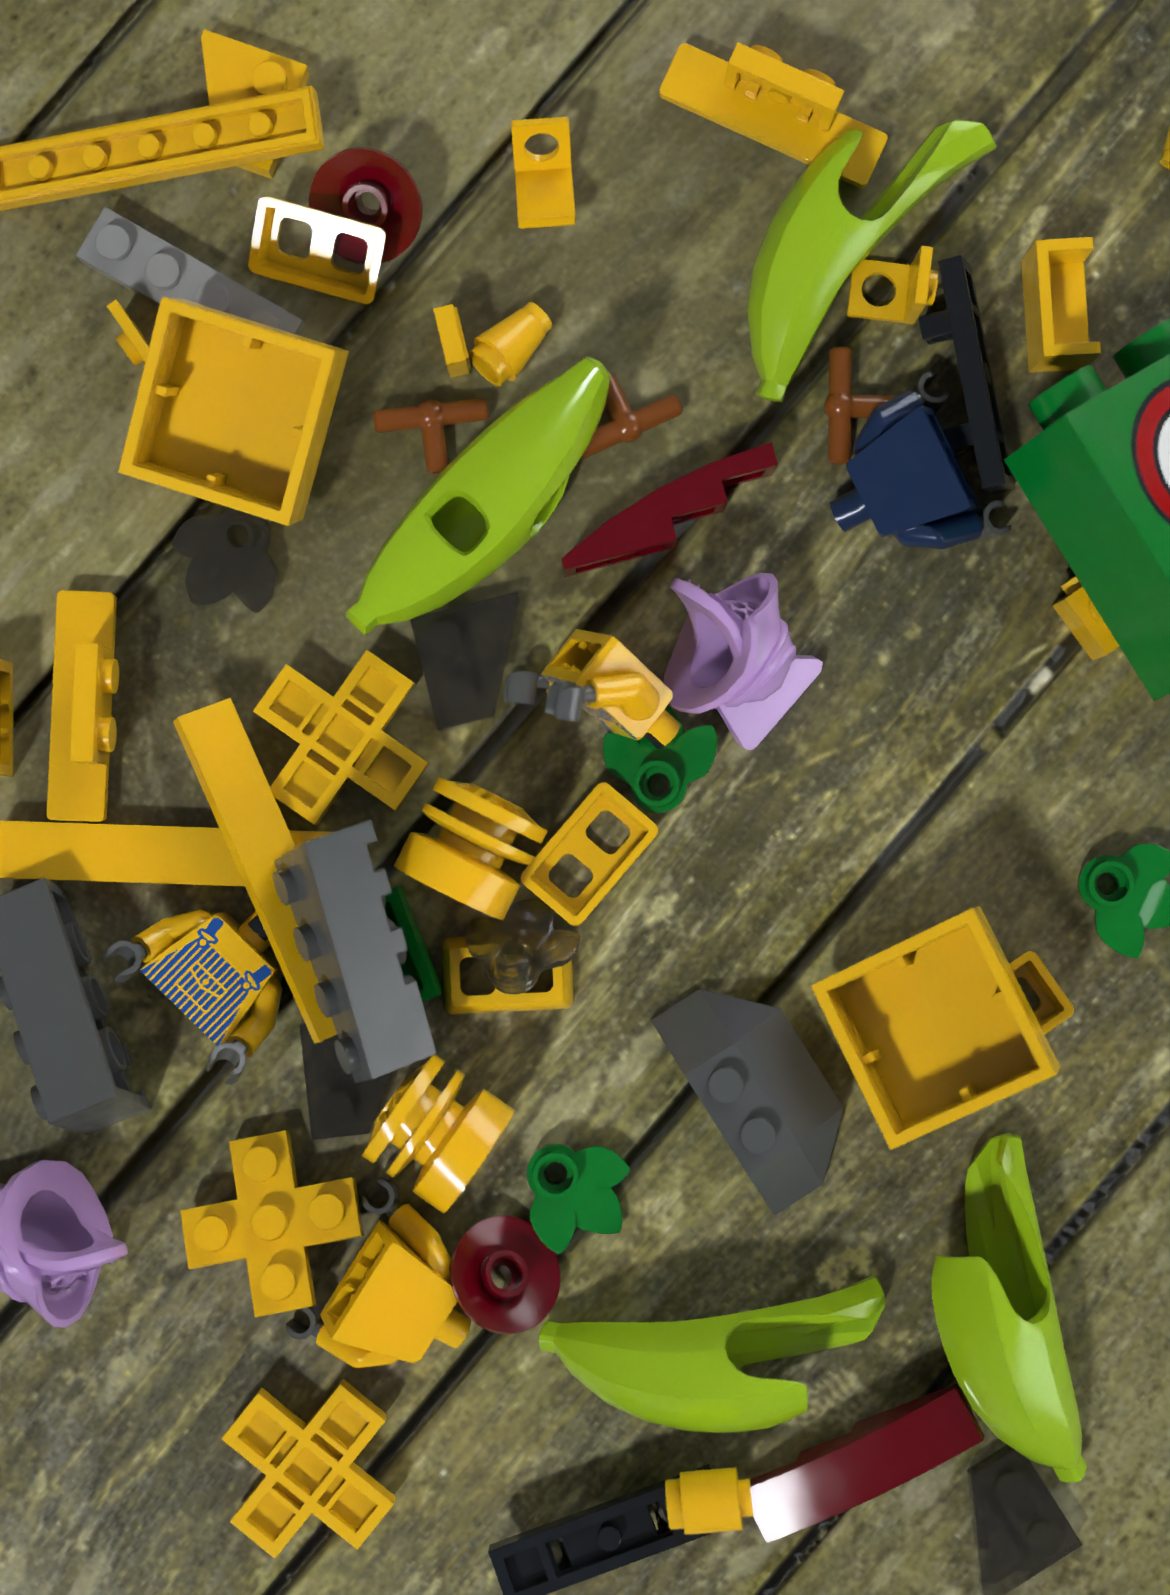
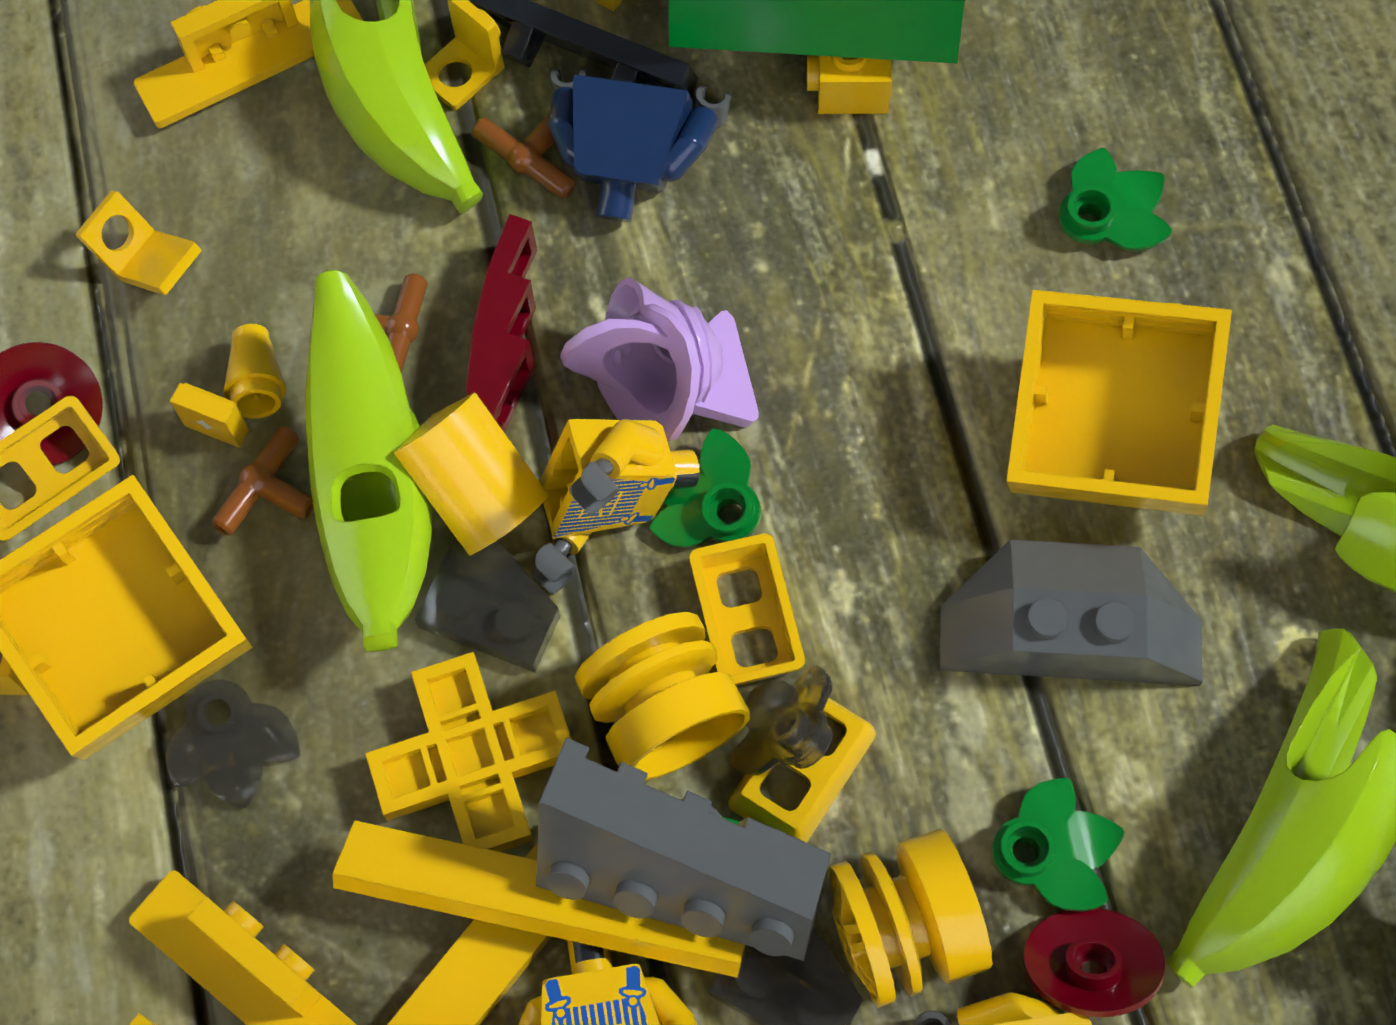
camera: 50 degrees left, 20 degrees down
(535, 582) = (471, 473): none -> yellow brick

